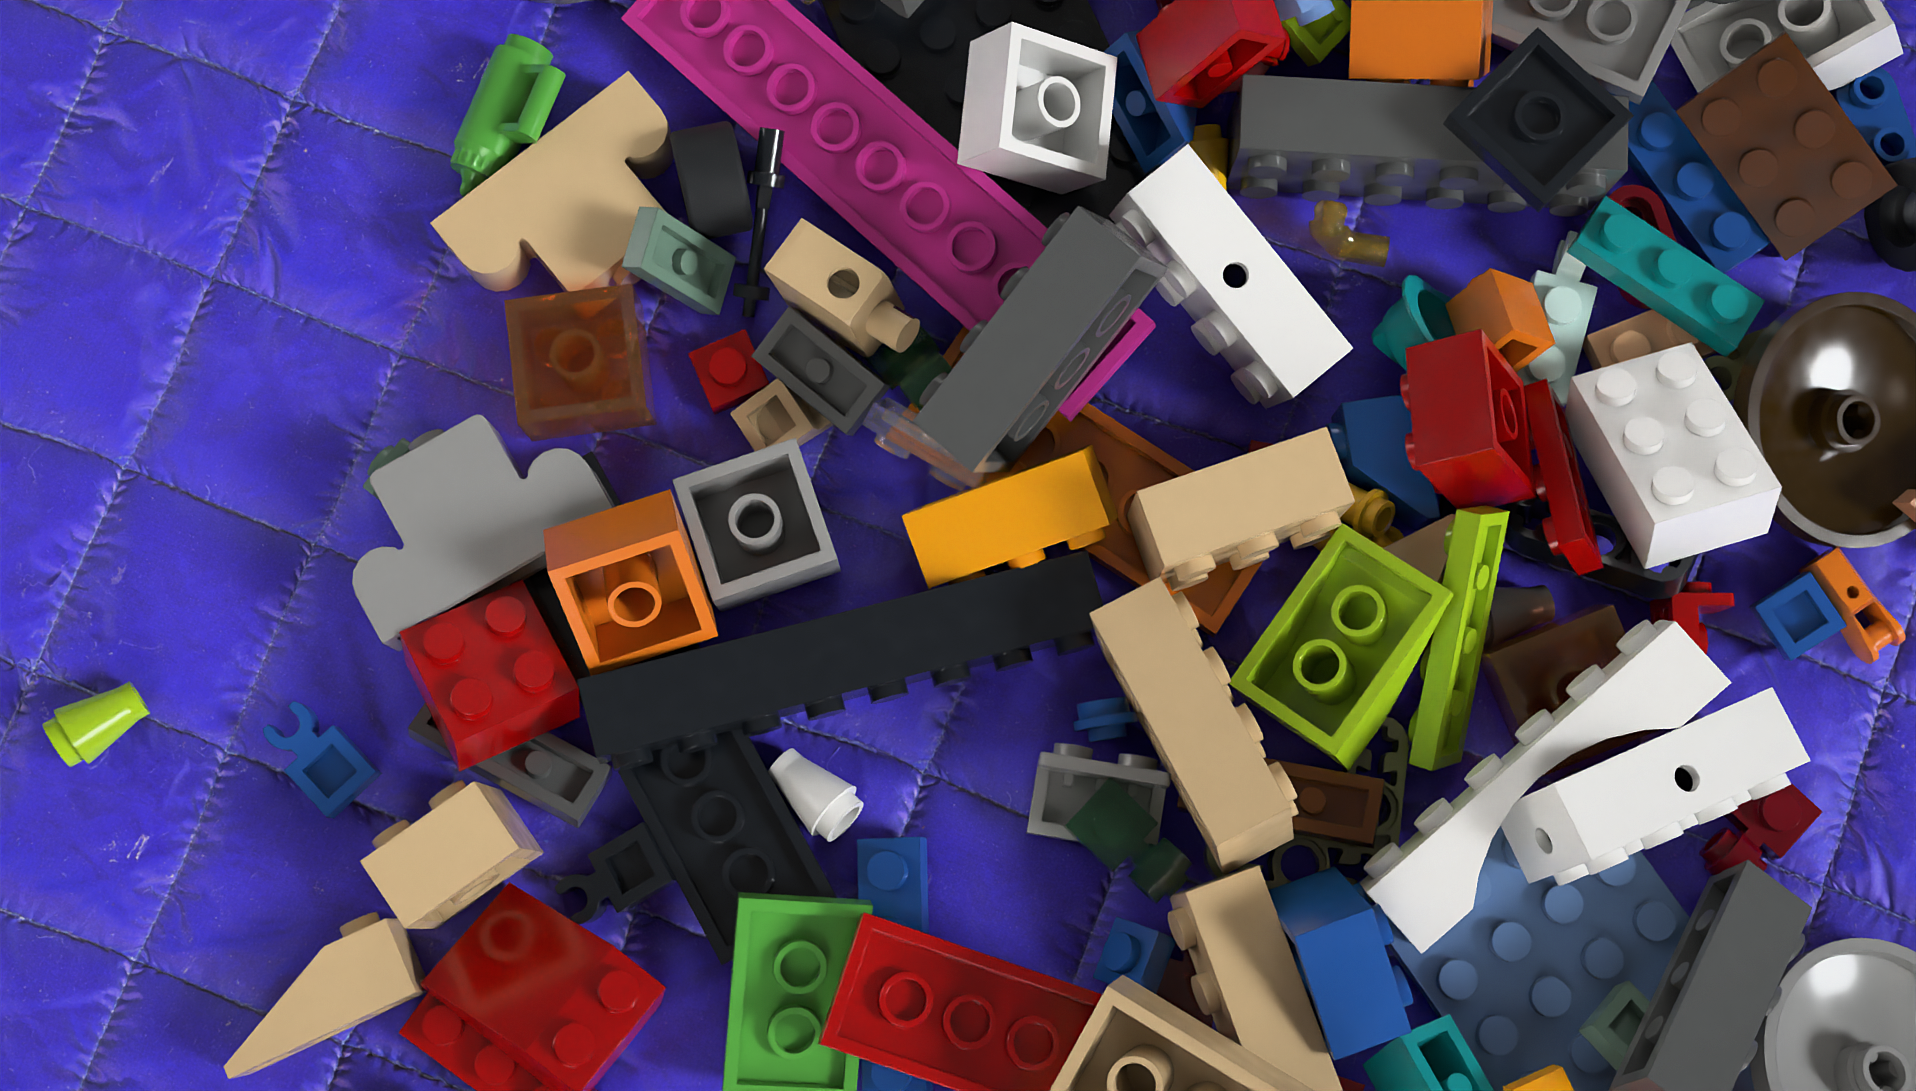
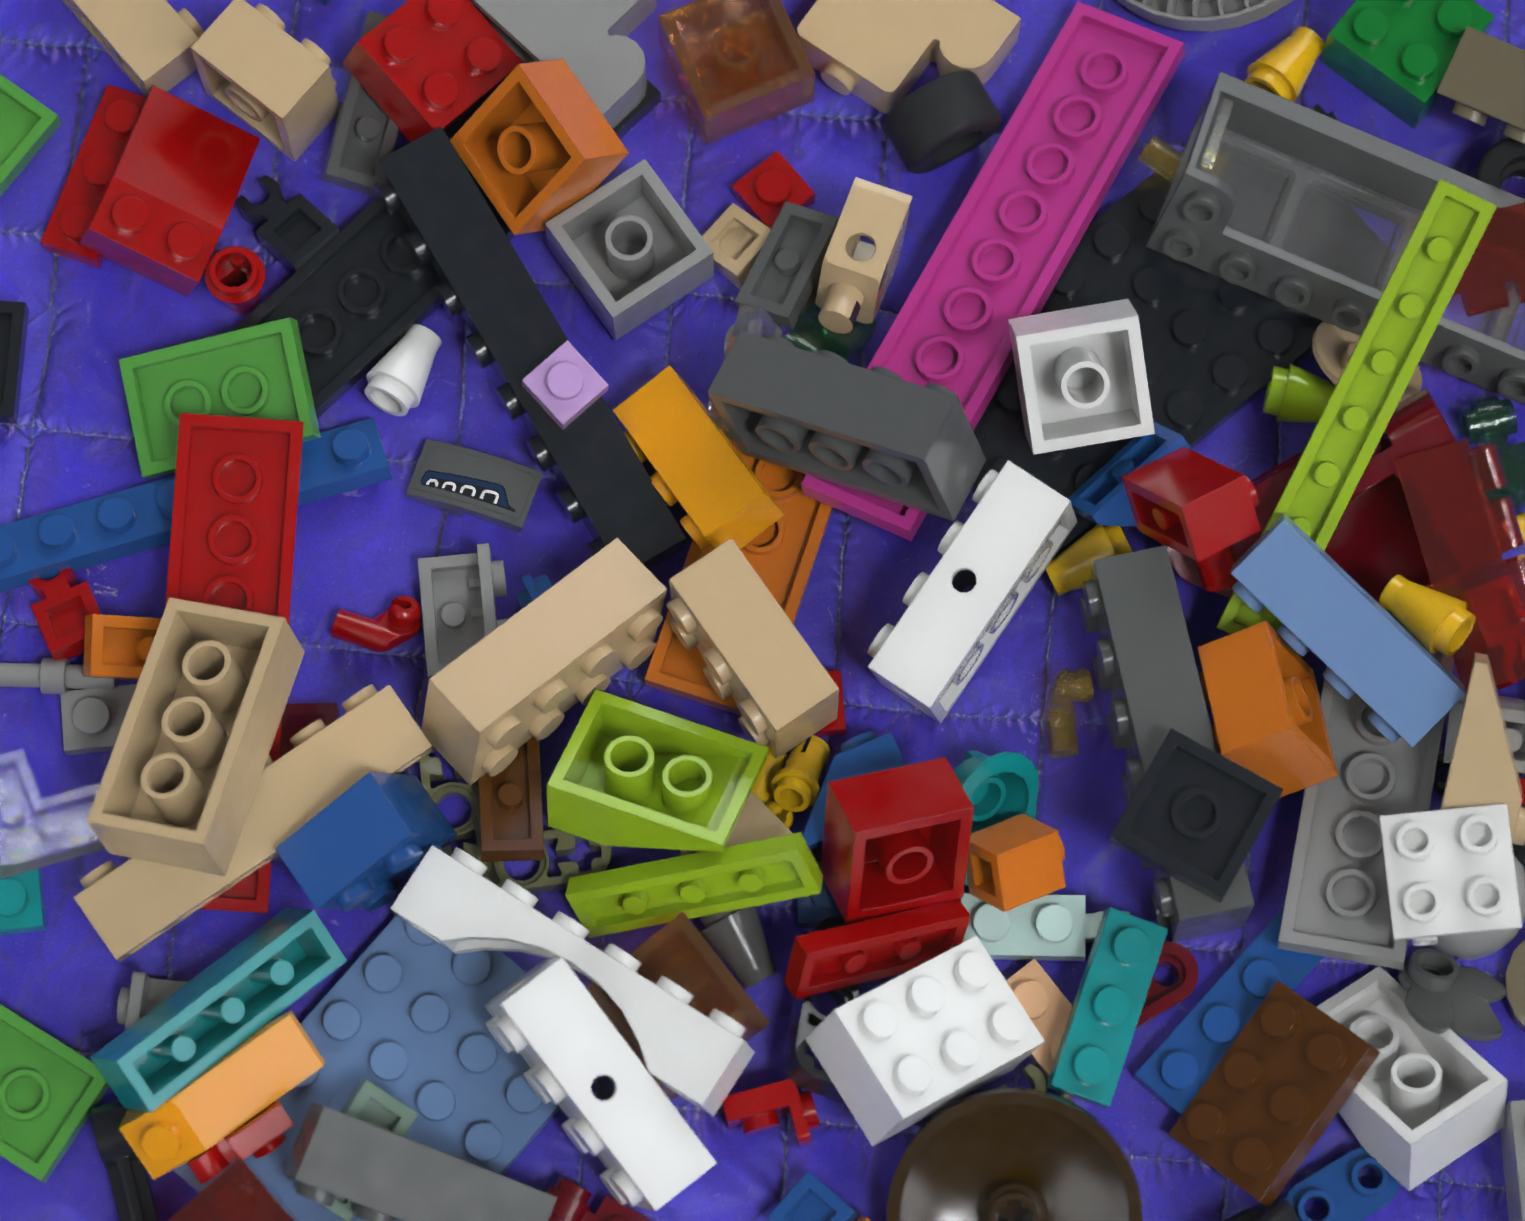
camera: 75 degrees right, 5 degrees down
(652, 940) = (236, 278): none -> red cone
(678, 260) = (854, 113): sand green plate -> none
(765, 177) = (956, 167): black piece -> none
(899, 626) = (565, 385): none -> lavender plate
(958, 753) = (474, 484): none -> dark grey slope
(1088, 891) = (384, 631): none -> red arm
(1114, 828) = (437, 630): clear green plate -> none
(1136, 953) = (327, 680): blue plate -> none

